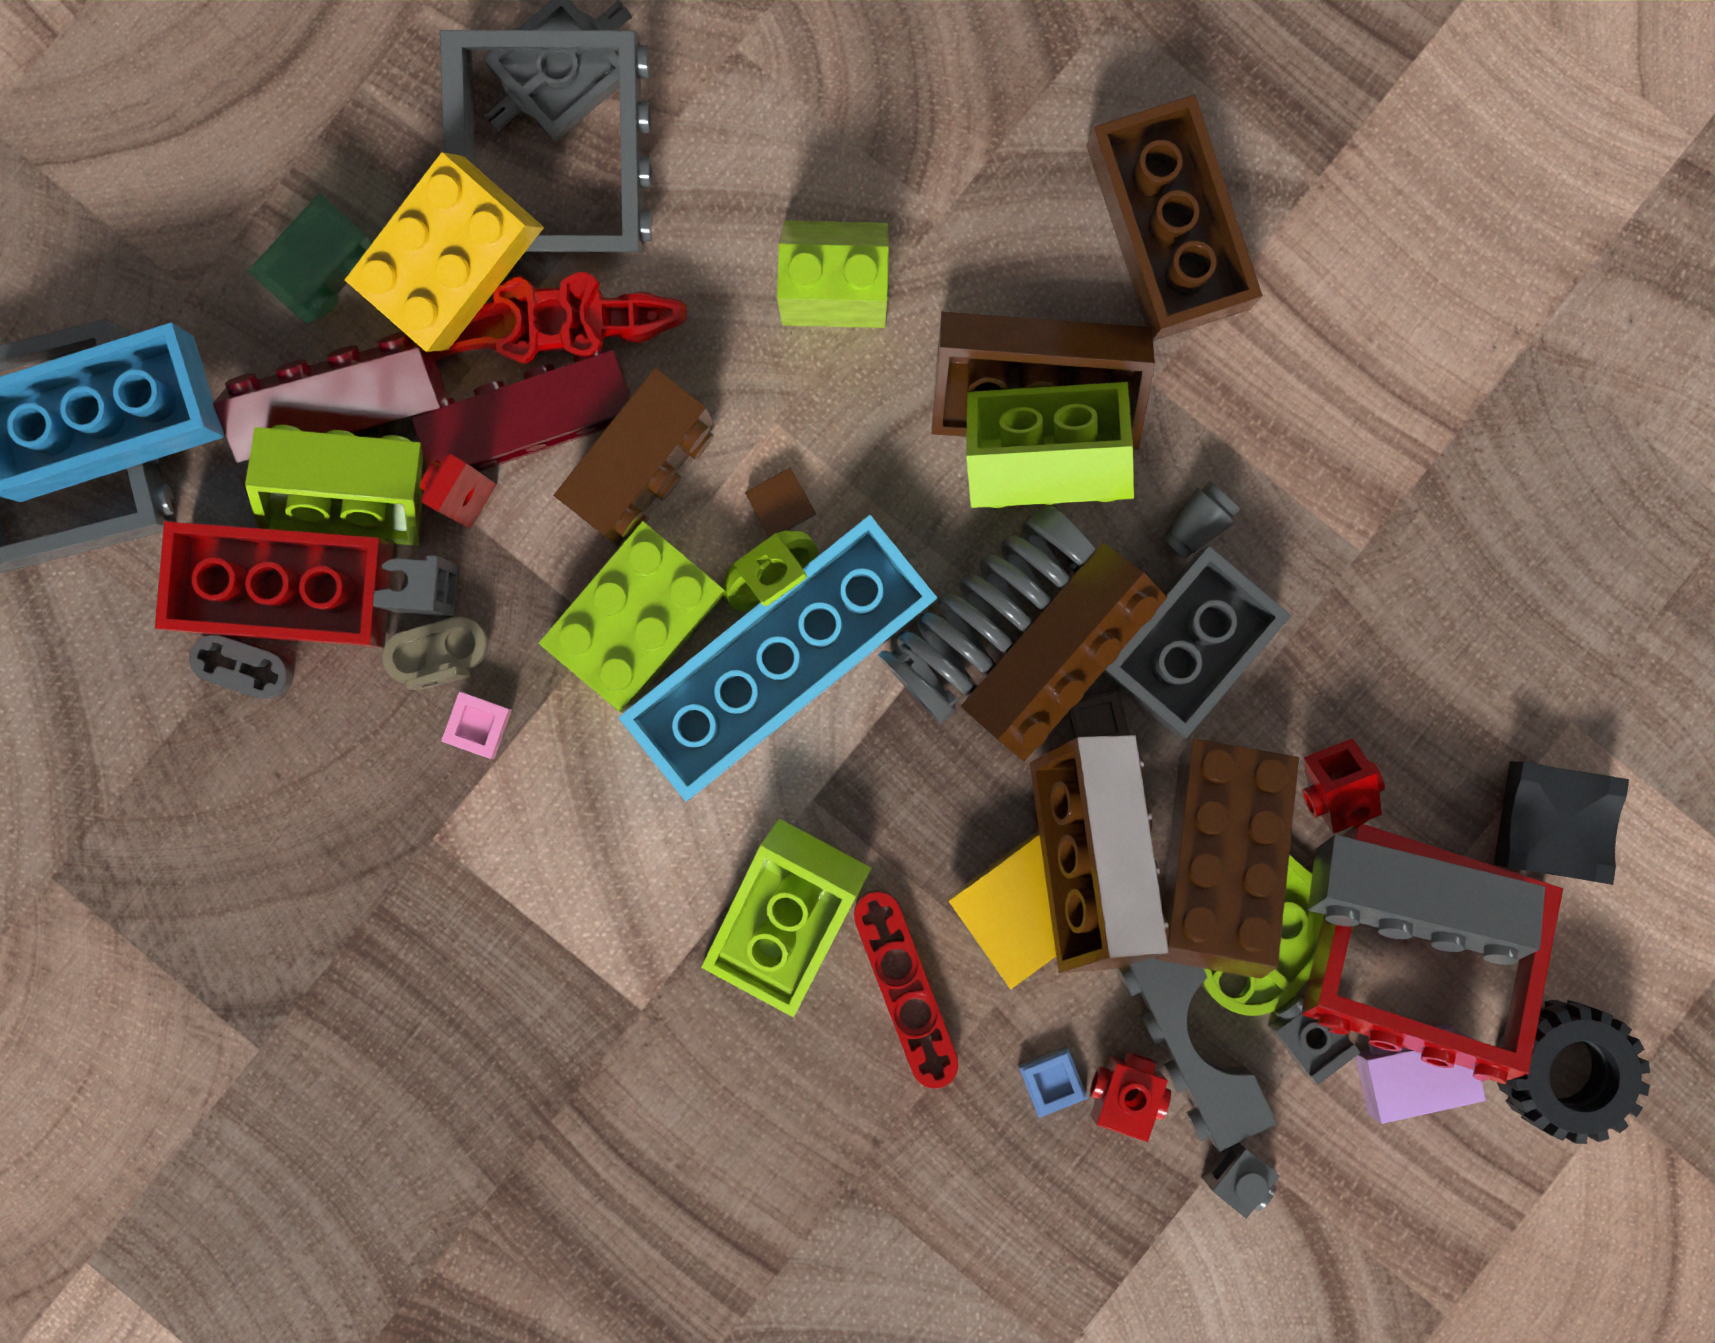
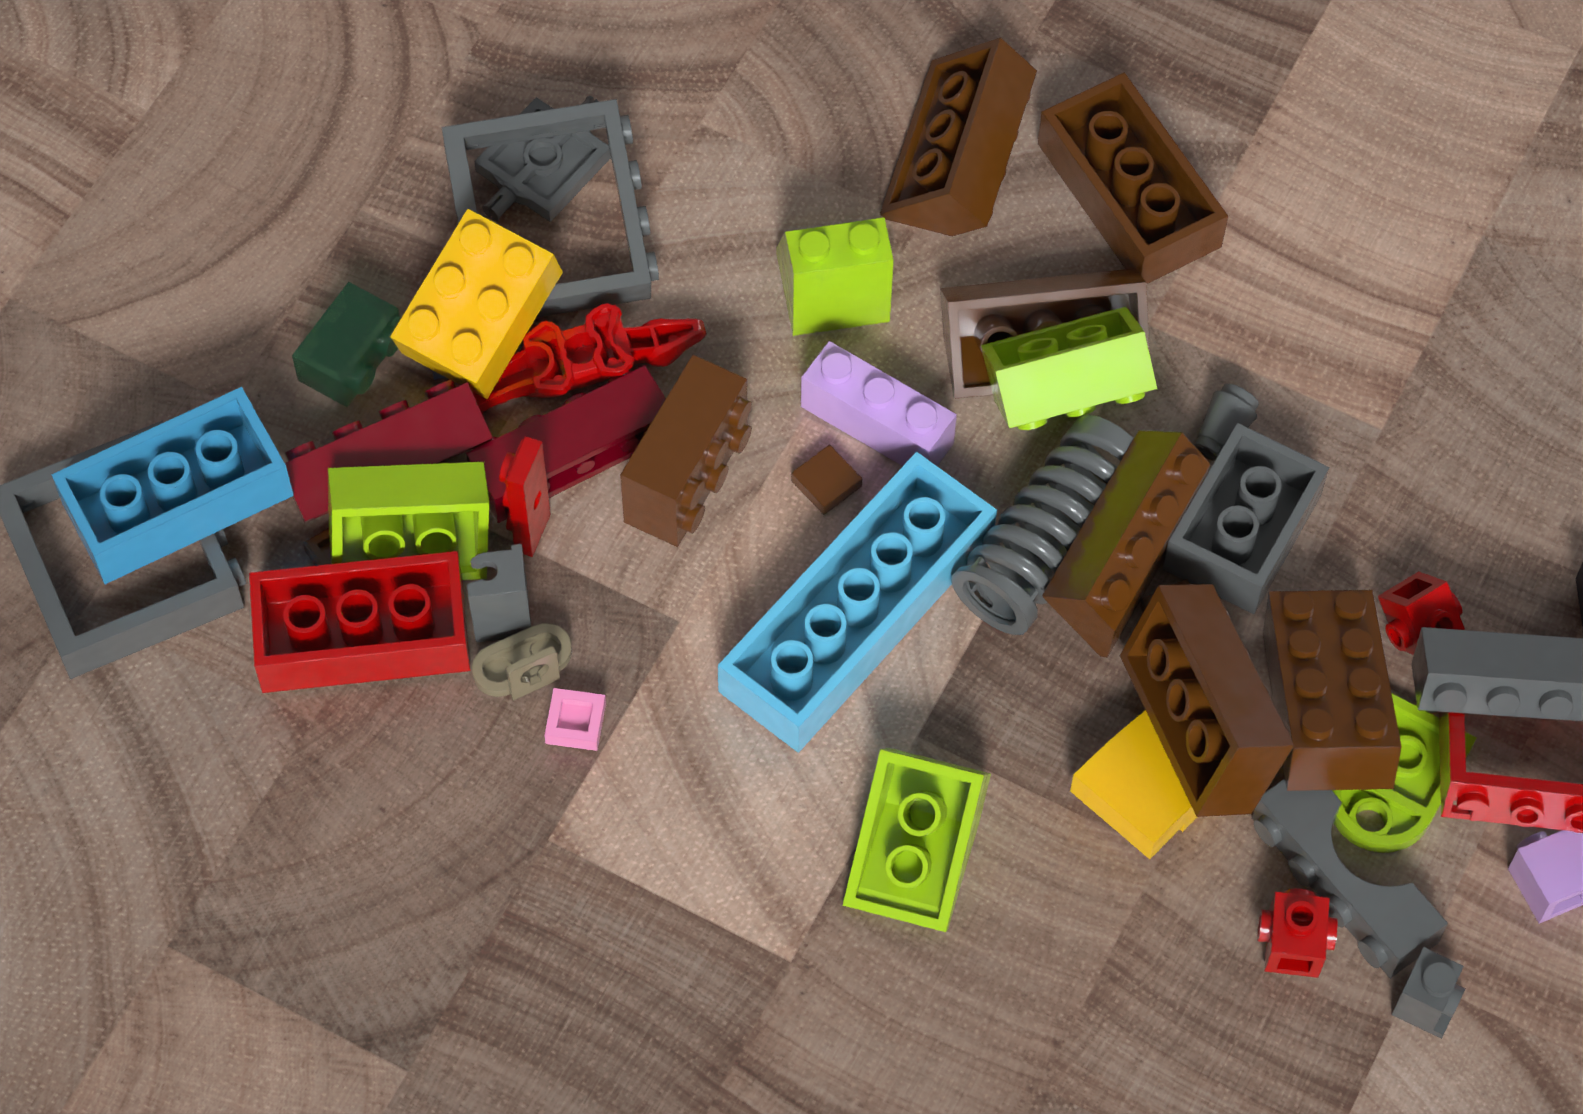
camera: 10 degrees left, 25 degrees down
(237, 678) = (332, 713): dark grey beam -> none
(633, 618) = (709, 591): lime brick -> none
(769, 570) = (826, 524): lime bracket -> none
(846, 440) = (876, 407): none -> lavender brick
(902, 989) = (1045, 888): red beam -> none
(1004, 128) = (960, 140): none -> reddish brown slope
(1052, 1082) = (1218, 947): medium blue tile -> none
(1320, 1058) = (1460, 867): dark grey brick -> none

